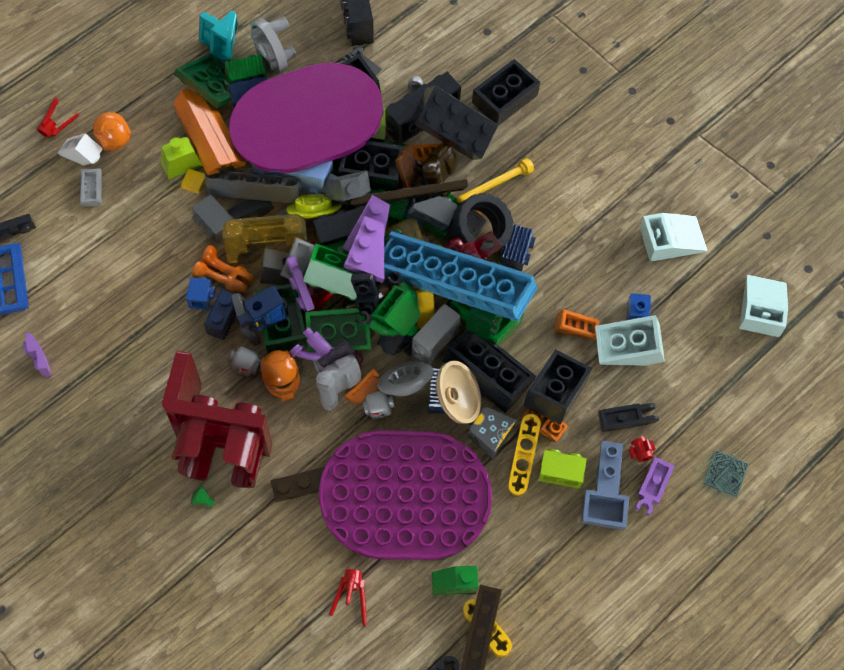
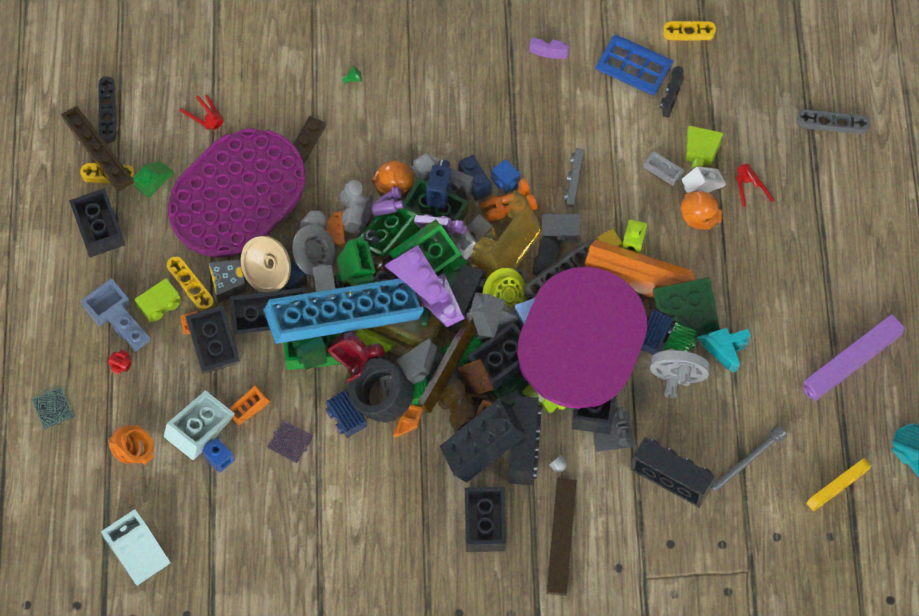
camera: 135 degrees right, 0 degrees up
(47, 172) = (702, 146): none -> lime torso
(156, 238) = (573, 177): none -> dark grey wing
(204, 427) = (385, 96): dark red piece -> none
(366, 291) = (385, 250): black slope -> none
(466, 46) = (561, 537): none -> dark brown tile
(523, 168) = (407, 478): yellow piece -> none
(545, 583) = (97, 222): none -> black brick
(574, 274) = (290, 441): none -> clear purple piece
(626, 416) = (151, 376): black hinge -> none
(654, 484) = (91, 351): medium lavender plate -> none
(671, 236) = (248, 533): light aqua slope -> none
(700, 380) = (127, 447): none -> orange helmet

